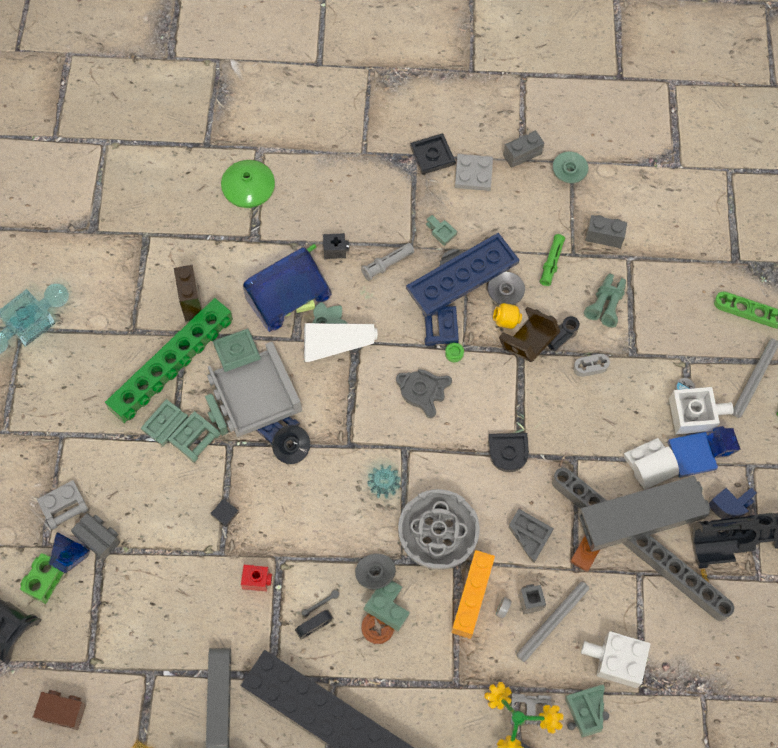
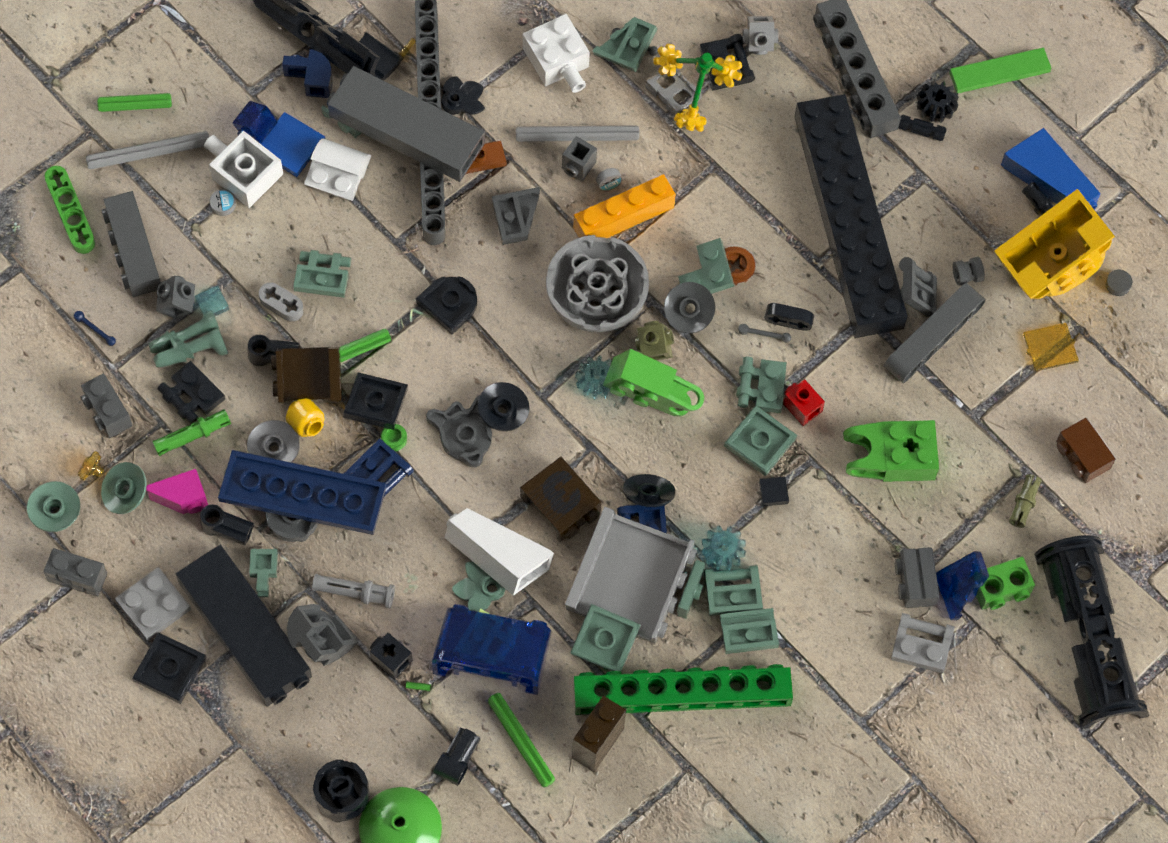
camera: 135 degrees left, 0 degrees up
(72, 644) = (1025, 501): none -> olive pin
(180, 595) = (889, 452): none -> bright green brick
(222, 459) = (730, 540): none -> clear light blue gear
(225, 267) = (521, 740): none -> bright green axle
(247, 710) = (918, 287): none -> dark grey plate
(251, 228) = (454, 763): none -> black piece
(259, 533) = (760, 440): none -> sand green plate
(286, 574) = (770, 384): none -> sand green plate
(289, 167) = (341, 790): none -> black brick
(332, 395) = (562, 498): none -> dark brown panel
(345, 493) = (651, 384): none -> bright green brick
(372, 529) = (655, 340): none -> olive brick
(377, 221) = (319, 633): none -> dark grey brick
(414, 407) = (505, 396): none -> black dish
(418, 197) = (244, 626): none -> black brick
(481, 232) = (228, 526): none -> black piece
(483, 359) = (375, 401): none -> black tile
(520, 226) = (180, 493): none -> dark pink slope
(525, 380) = (364, 344): none -> bright green axle
(549, 203) = (116, 485): none -> sand green dish
(576, 284) = (196, 387): none -> black plate
(577, 200) = (90, 466): none -> clear yellow plant
(586, 393) = (320, 279): none -> sand green plate
(624, 332) = (212, 300): none -> clear light blue tile
(640, 580) = (462, 97): none -> black plate
(642, 312) = (175, 297): none -> dark grey brick
(675, 265) = (79, 317): none -> dark blue hinge
(698, 319) = (132, 244): none -> dark grey brick

